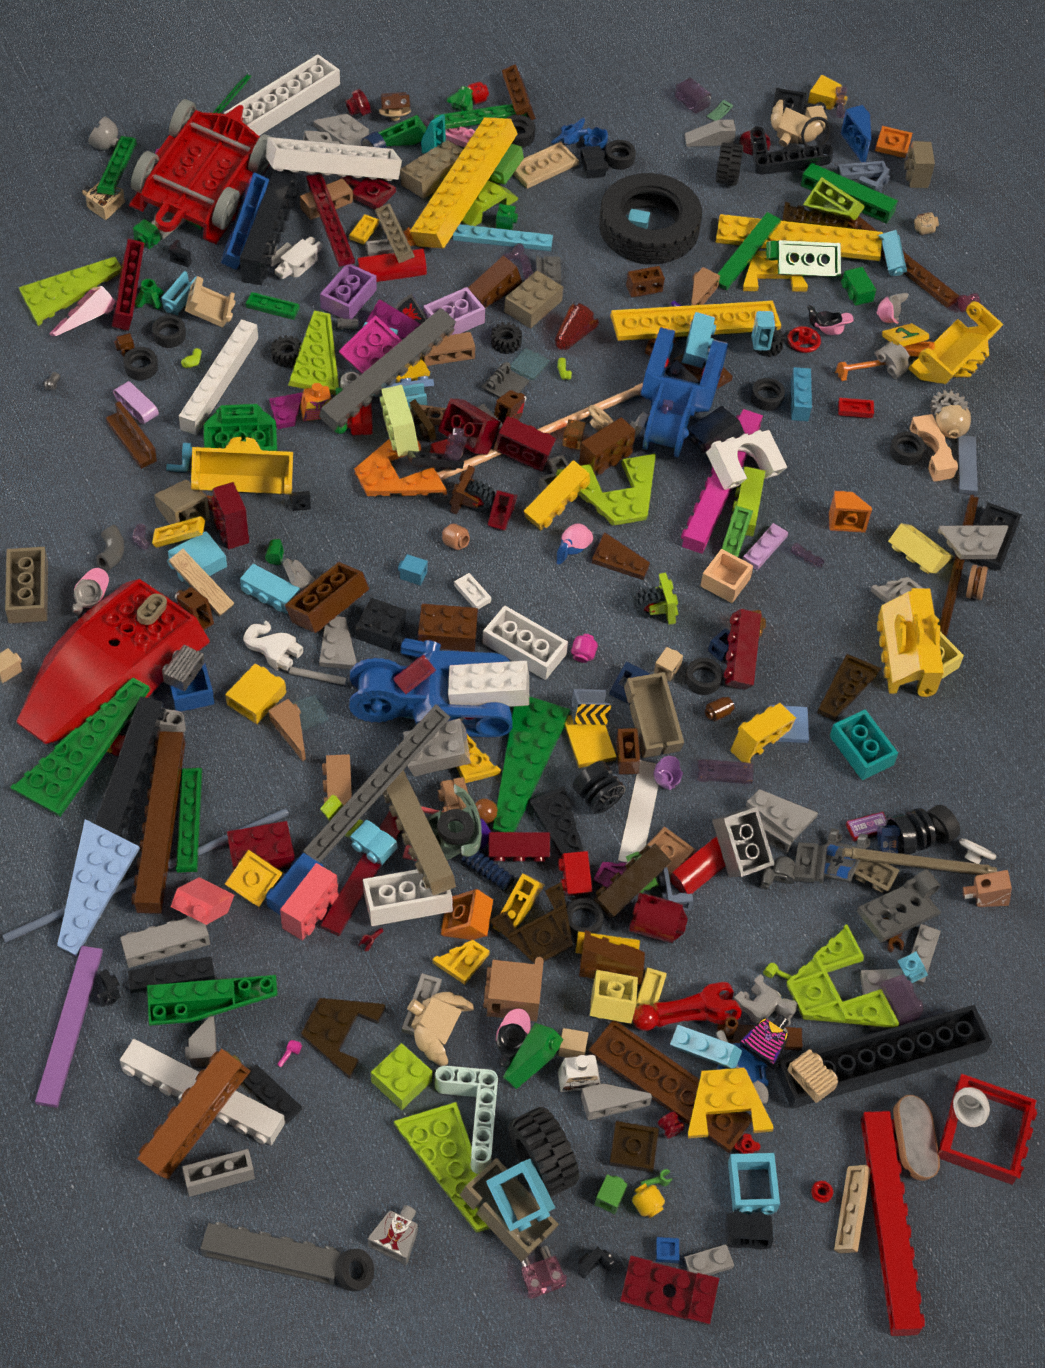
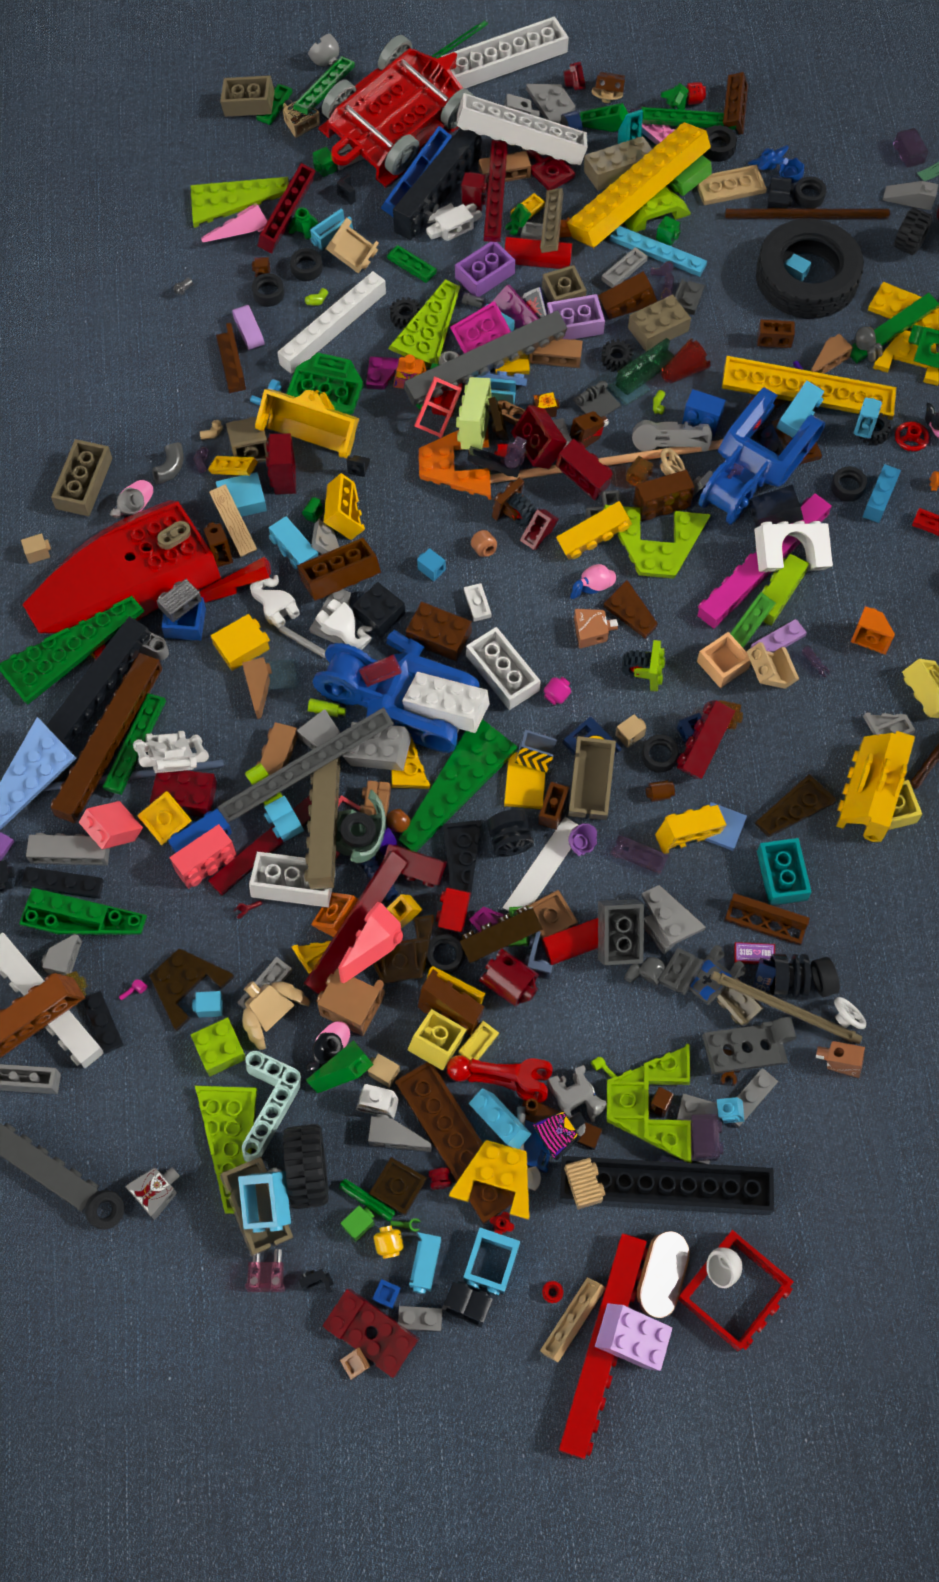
camera: 25 degrees right, 10 degrees up
(44, 191) = (247, 96): none -> dark tan brick
(71, 194) = (281, 94): none -> green tile
(142, 507) = (213, 432): none -> tan arm
(233, 814) = (170, 752): none -> white brick
(243, 624) = (228, 586): none -> red wedge
(304, 541) = (341, 507): none -> yellow wedge
(308, 224) = (475, 189): none -> dark red brick
(349, 422) = (426, 402): none -> coral window
(351, 645) = (342, 624): none -> white hips
(361, 238) = (519, 218): none -> green plate
(367, 729) = (332, 709): none -> lime cylinder
(371, 752) = (318, 730): none -> light grey torso
(373, 1040) = (208, 1004): none -> medium azure brick
(430, 287) = (563, 284): none -> dark tan brick
(459, 392) = (547, 402): none -> brick
(478, 260) = (624, 268): none -> light grey plate
(488, 915) = (346, 935): none -> dark red tile
(518, 923) = (372, 943): none -> coral wedge
(537, 341) = (644, 367): none -> clear green fence
(569, 398) = (649, 435): none -> light grey piece
(591, 582) = (592, 627): none -> nougat torso
(603, 1169) = (367, 1200): none -> green axle
(611, 366) = (704, 409): none -> blue piece
(612, 175) = (807, 213): none -> reddish brown axle
(666, 1326) = (355, 1363): none -> medium nougat tile
(691, 1207) = (425, 1263): none -> medium azure window
(730, 267) = (867, 341): none -> dark grey piece
(773, 568) = (772, 667): none -> tan panel
(846, 983) = (661, 1102): none -> reddish brown piece
(864, 785) = (769, 912): none -> reddish brown fence
(918, 1200) = (633, 1337): none -> lavender brick

